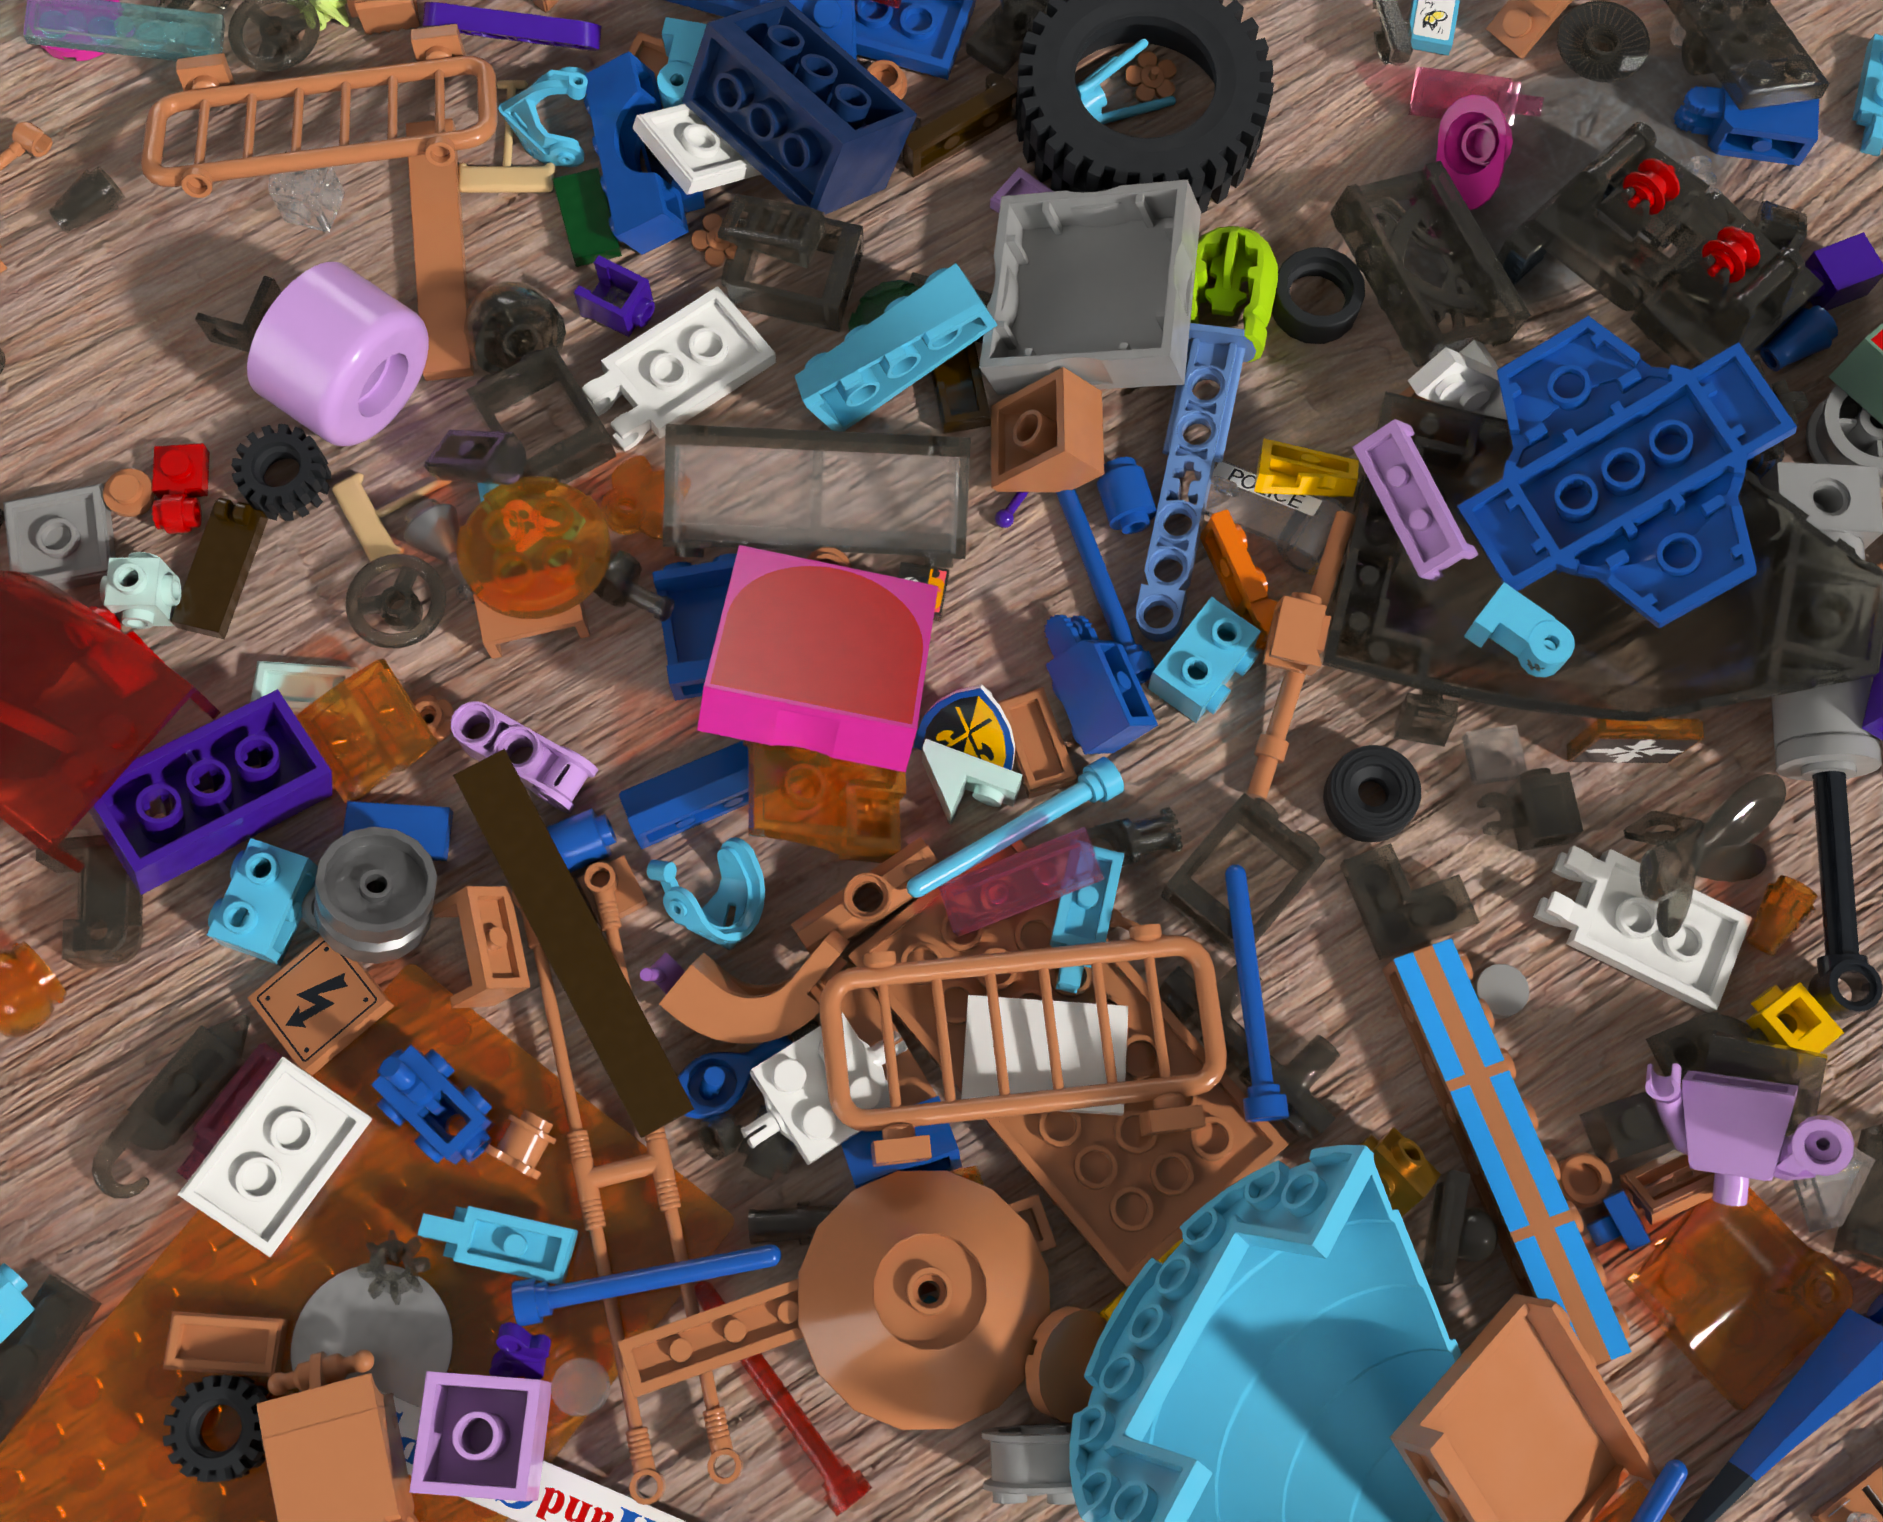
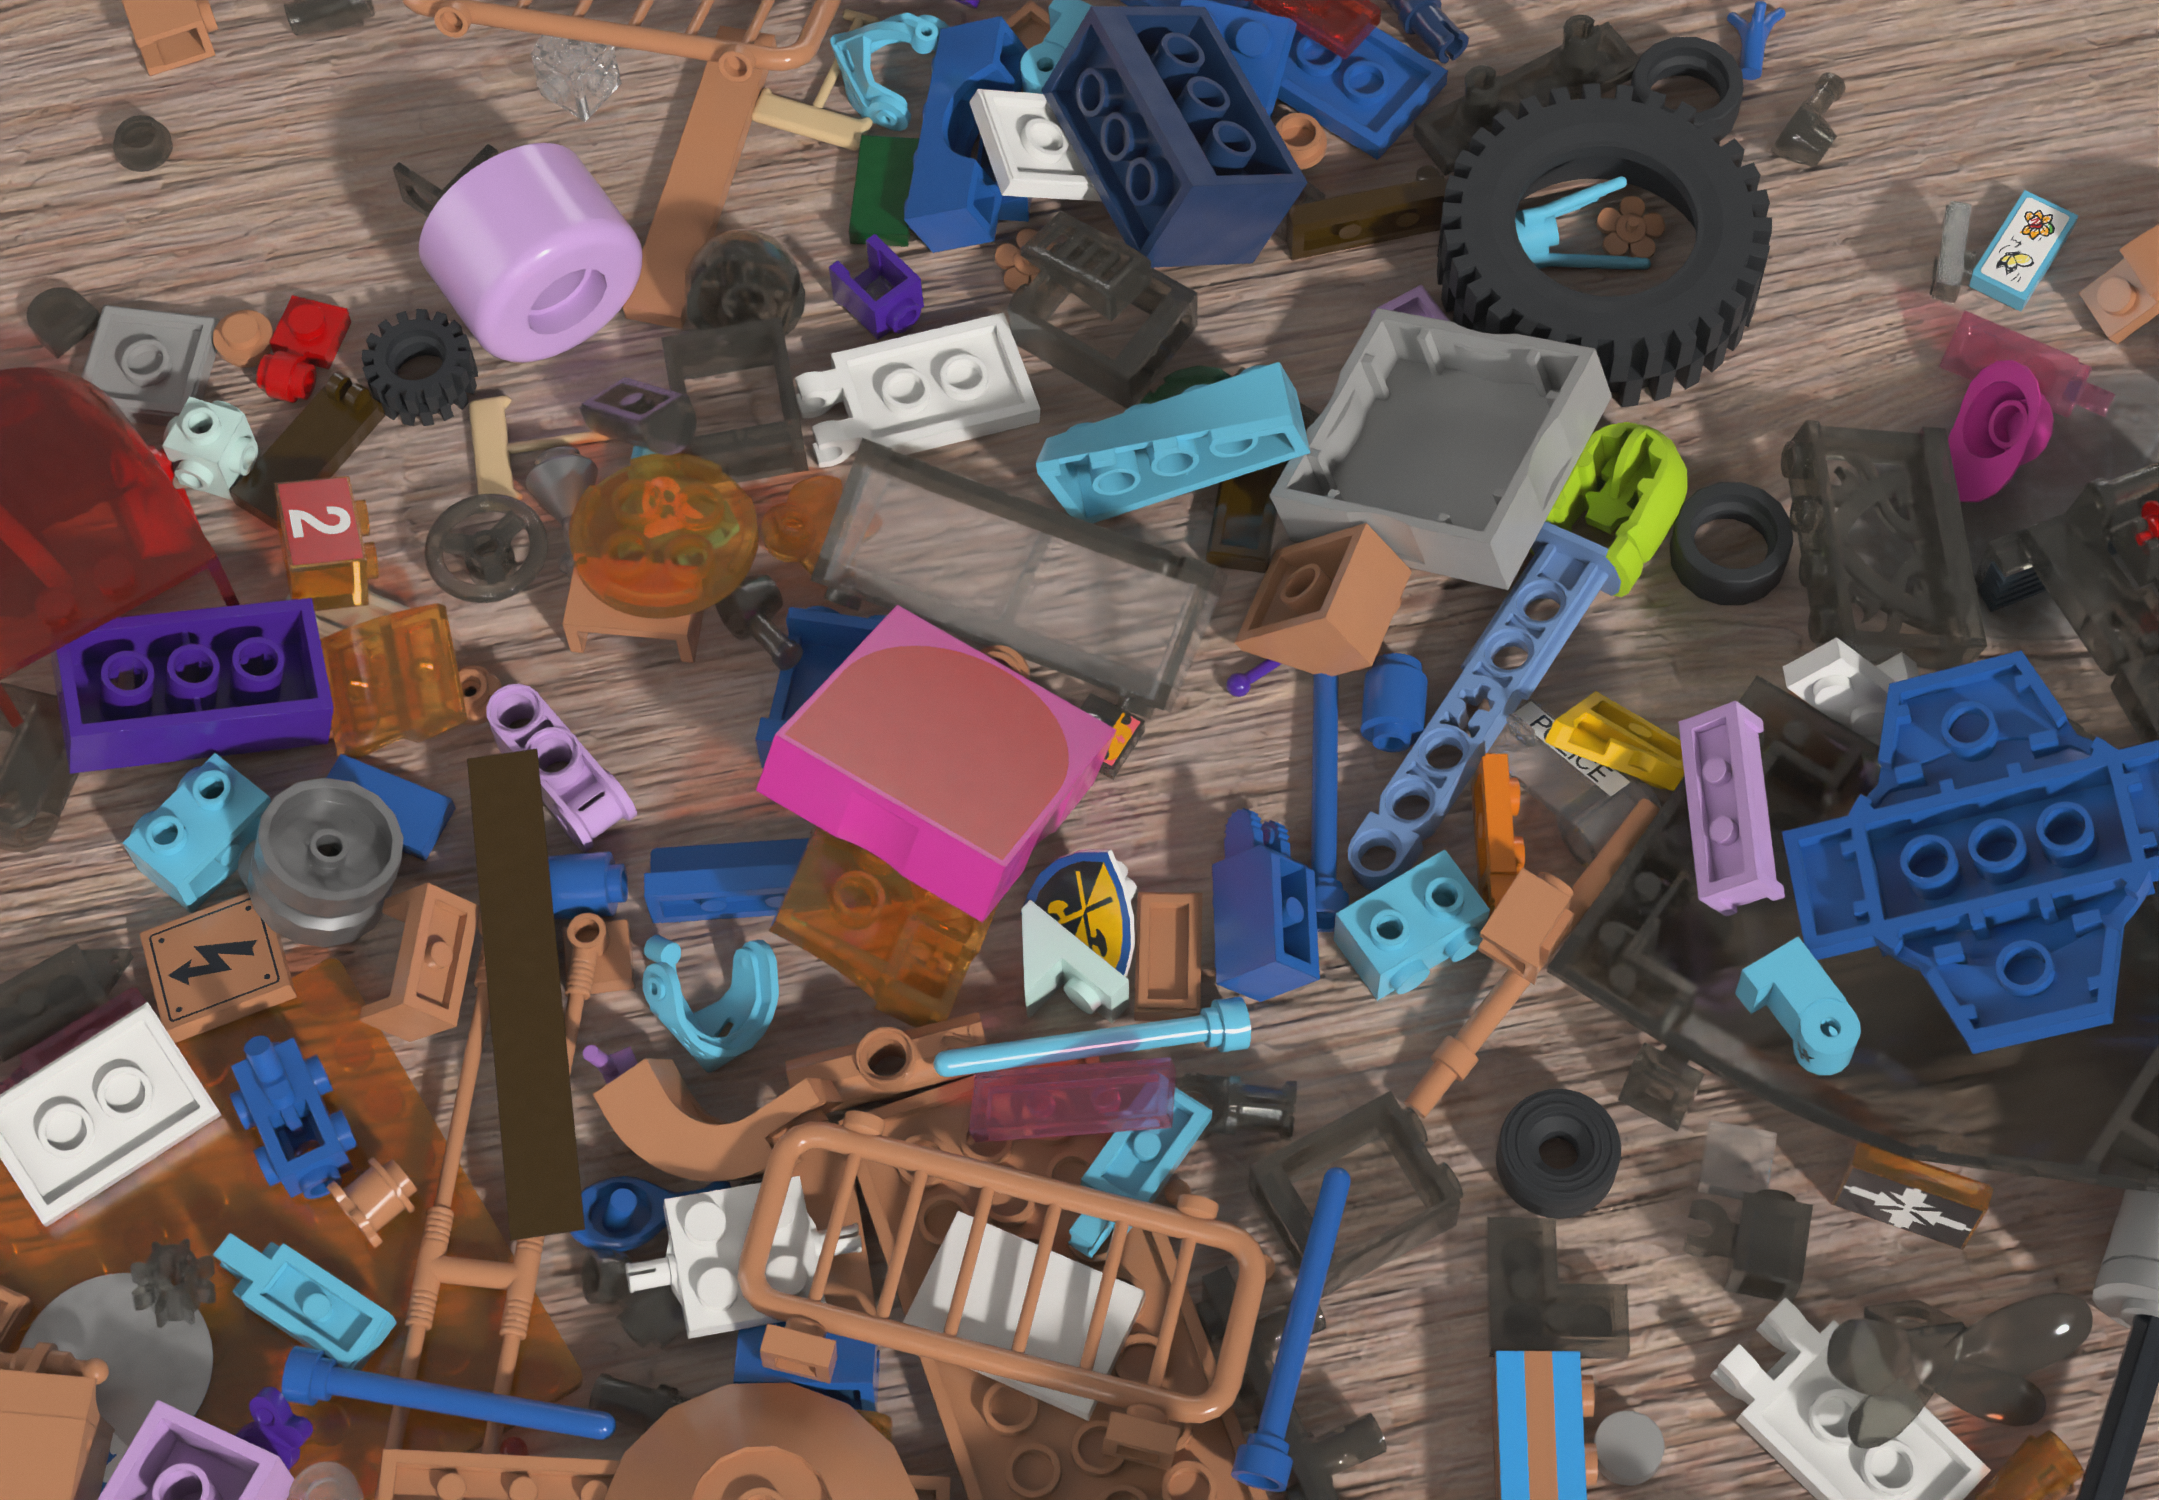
camera: 25 degrees right, 10 degrees down
(266, 640) = (323, 542): none -> brick

